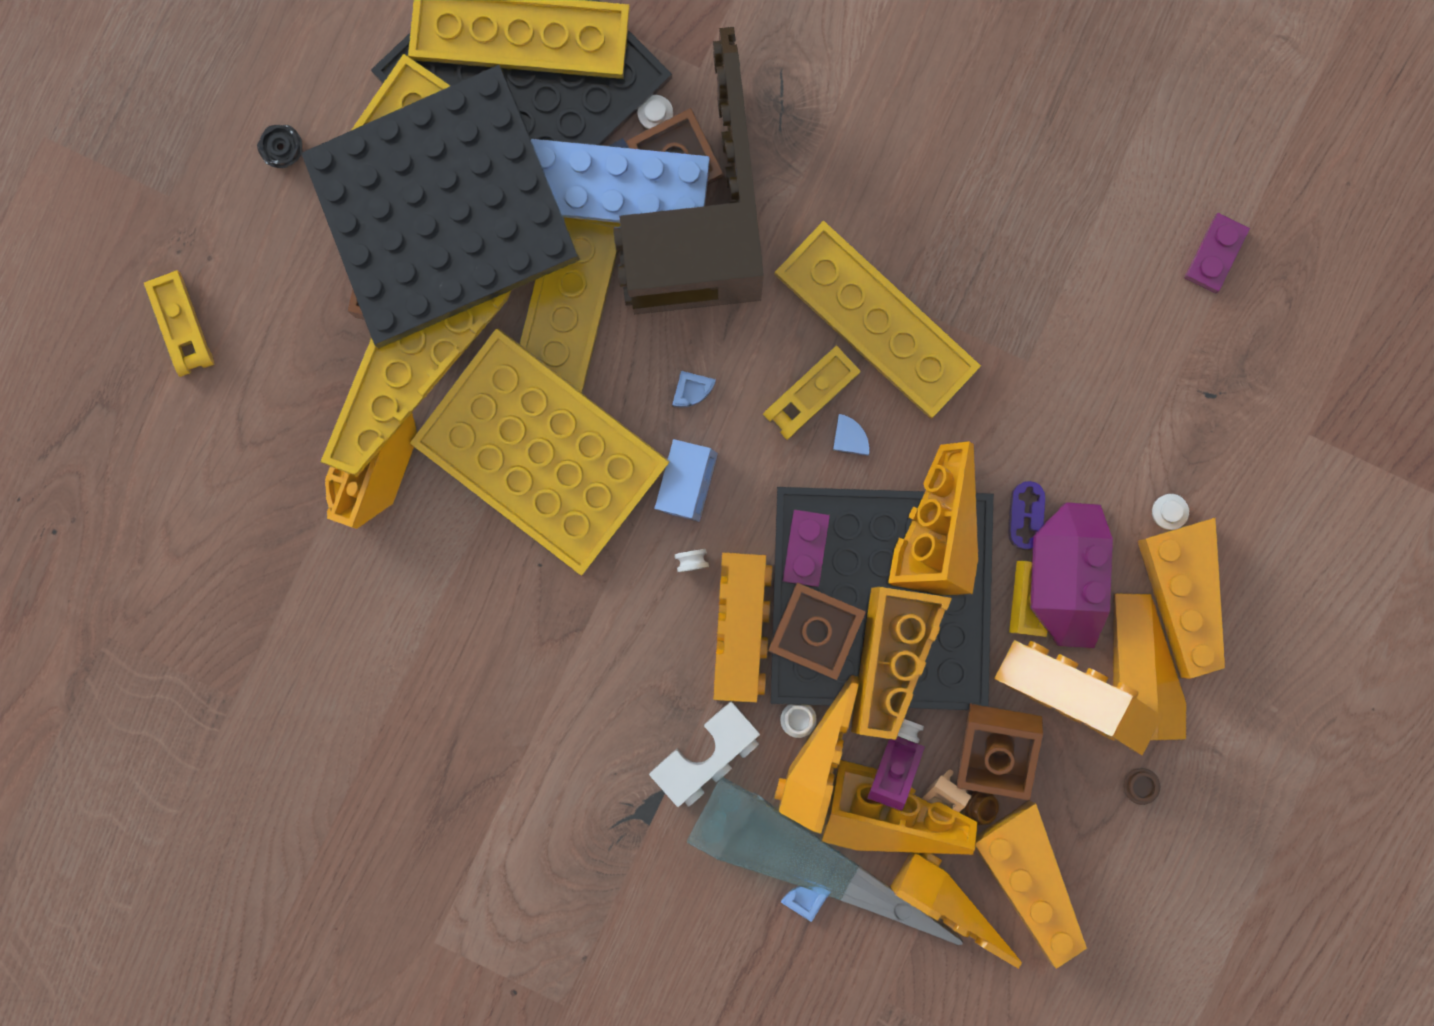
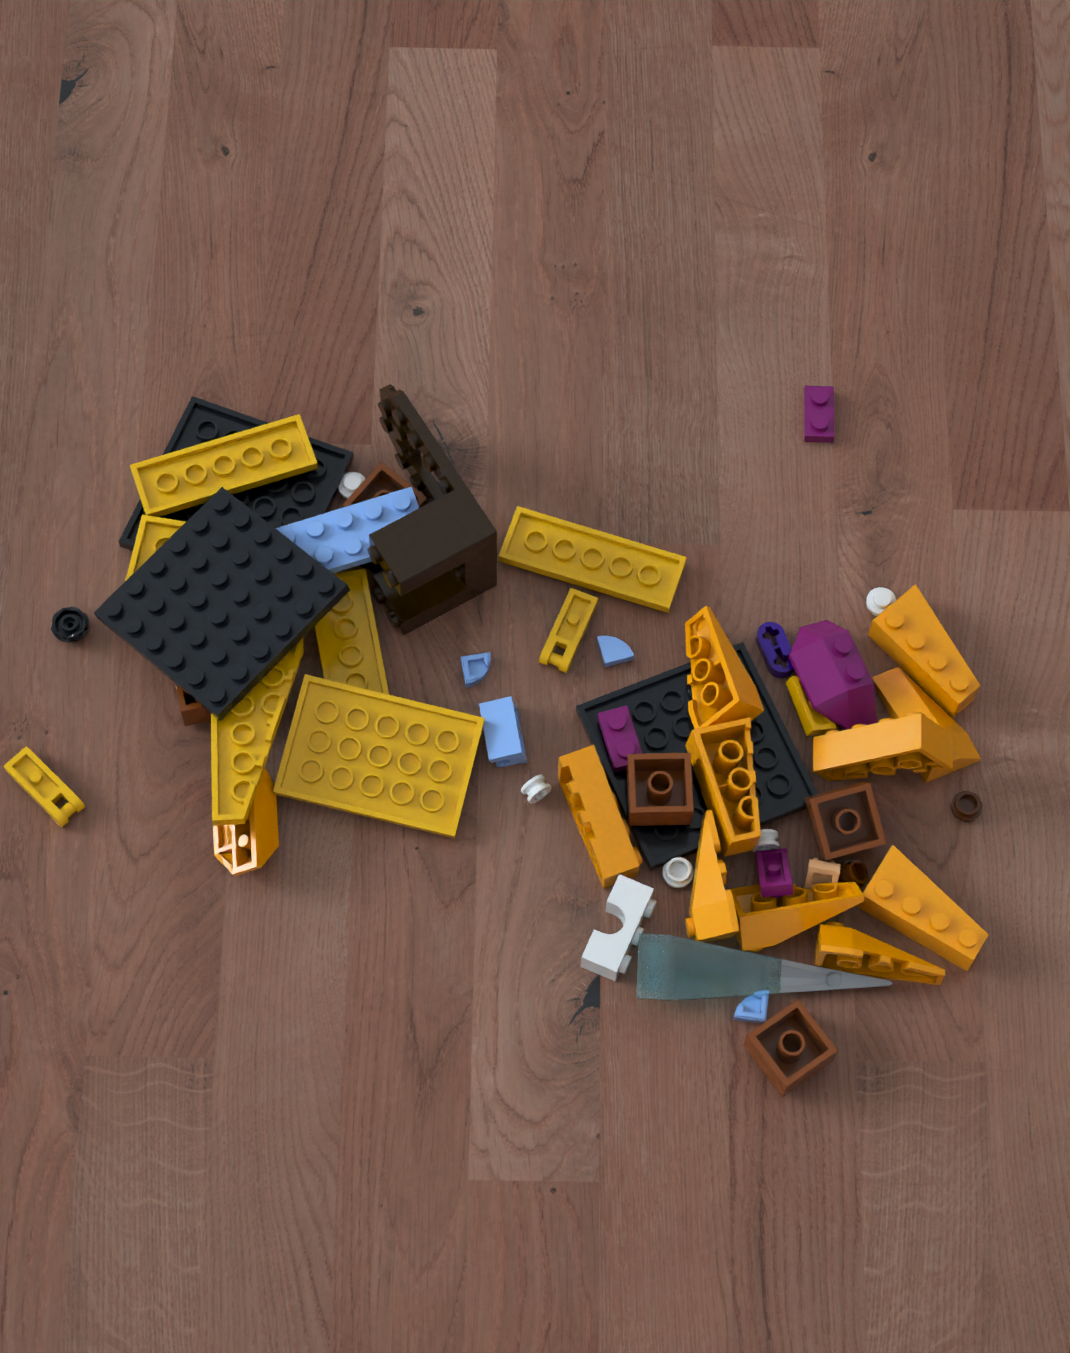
camera: 30 degrees left, 20 degrees down
(819, 968) = (790, 1047): none -> dark orange brick

